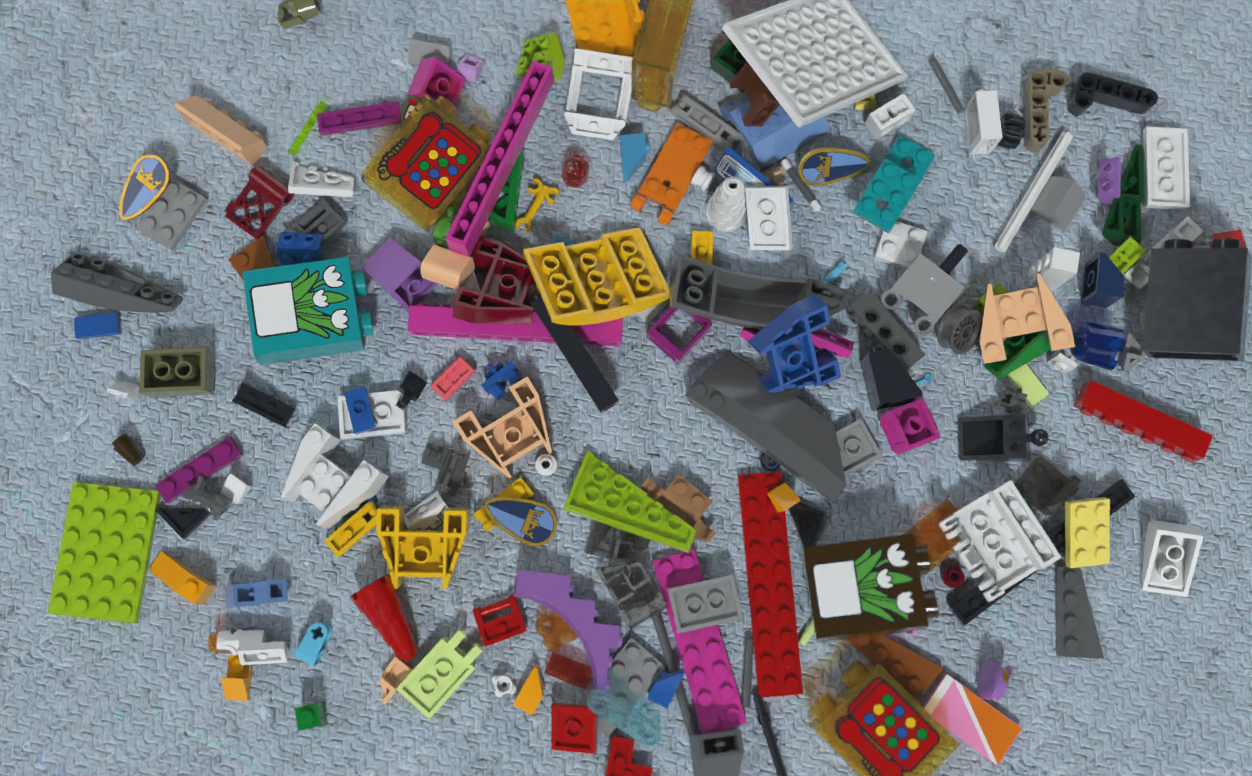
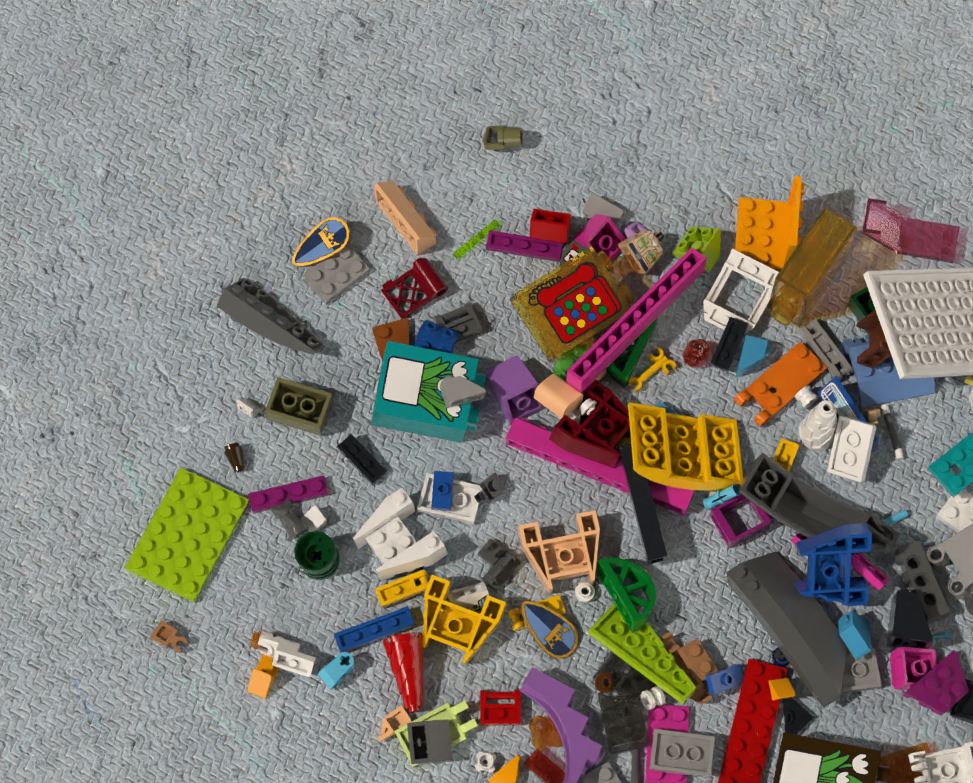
camera: 20 degrees right, 10 degrees down
(97, 325) = (242, 345): blue tile -> none
(118, 671) = (166, 635): none -> medium nougat plate
(182, 579) = (244, 578): light orange slope -> none
(184, 520) = (262, 531): black tile -> none
(238, 532) = (313, 545): none -> dark green wheel
(256, 593) = (307, 613): medium blue brick -> none
(310, 716) = (315, 728): green brick -> none
(313, 182) = (467, 287): white wing -> none
(338, 585) = (374, 629): none -> blue plate
(339, 299) = (460, 391): none -> light grey slope
(378, 87) = (550, 225): none -> red slope
(436, 691) = (429, 741): none -> dark grey slope
(452, 378) = (529, 492): coral plate -> none
(482, 268) = (587, 407): none -> white plate
(483, 81) = (642, 250): none -> tan torso
(499, 375) = (568, 504): blue hips -> none
(590, 463) = (624, 602): none -> green window
(593, 553) = (598, 682): none -> reddish brown plate
(605, 150) = (729, 344): none -> black hinge
(653, 314) = (713, 500): none -> medium azure pin
(654, 554) = (652, 698): none -> white wheel
(721, 507) = (724, 679): none -> blue plate
(831, 165) = (924, 423): shield -> none
(839, 412) = (855, 633): none -> dark azure slope
(943, 435) = (940, 686): none -> magenta wing

